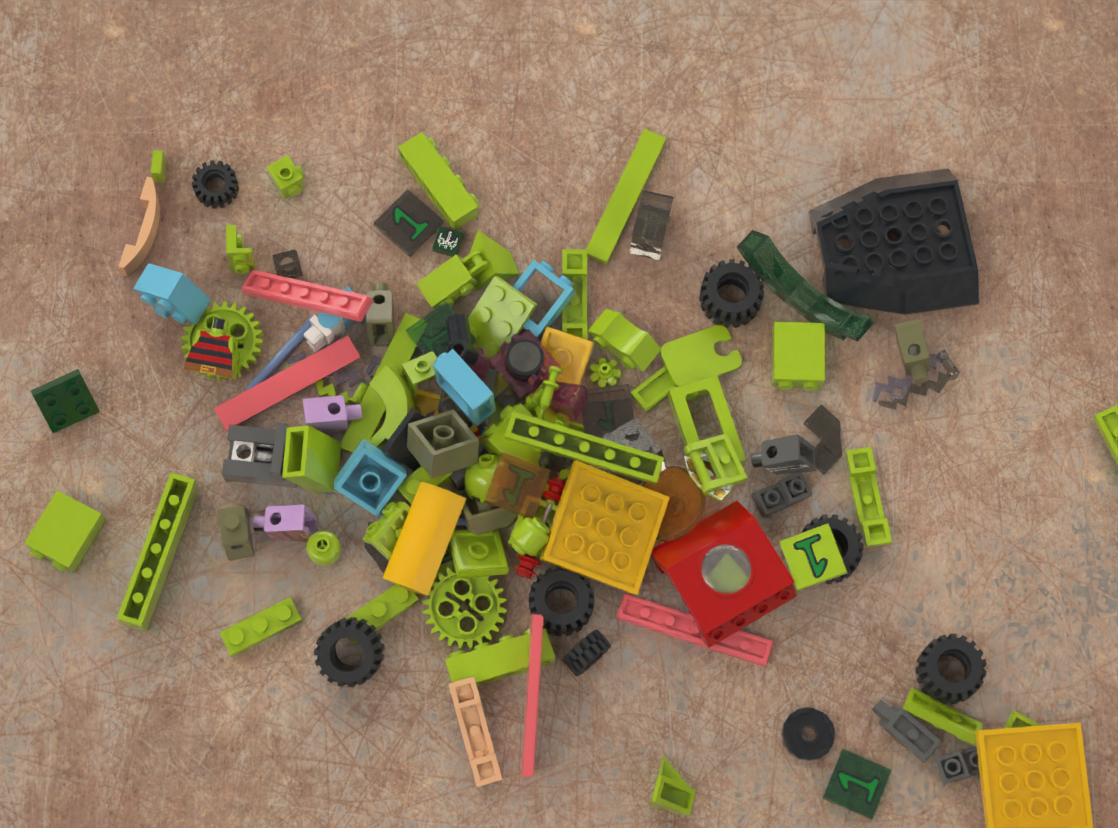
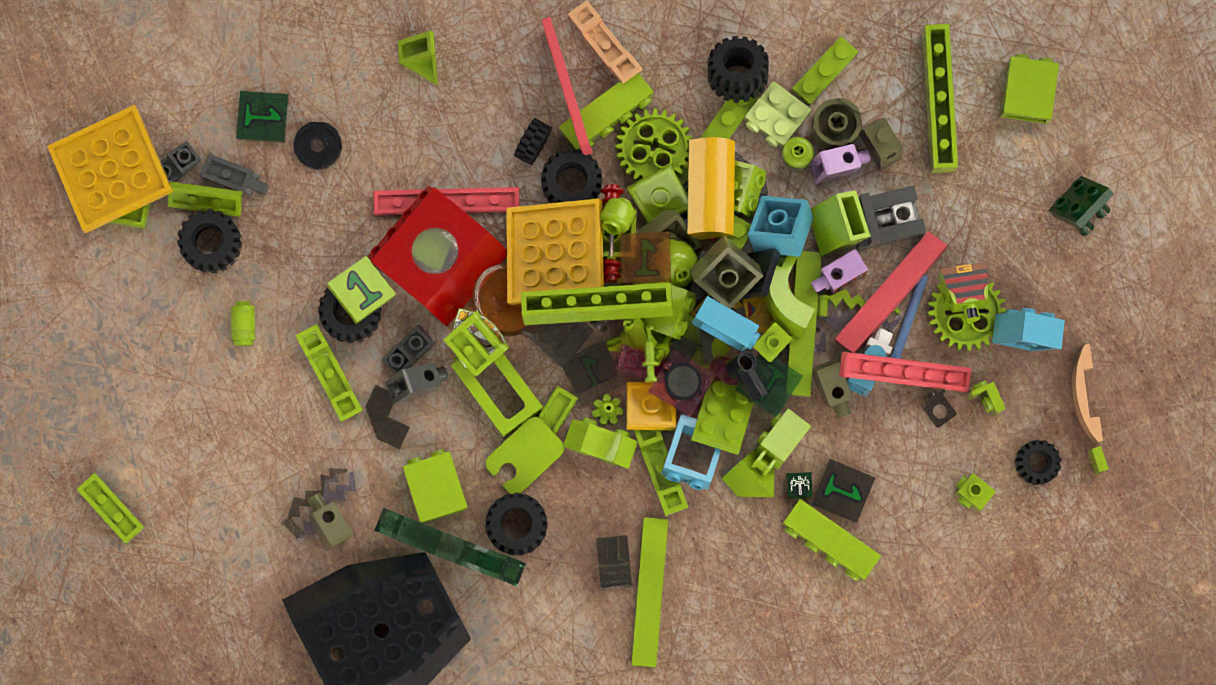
camera: 160 degrees right, 10 degrees up
(281, 551) = (831, 112): none -> olive brick
(328, 596) = (776, 115): none -> yellowish green plate
(940, 576) = (243, 323): none -> lime head

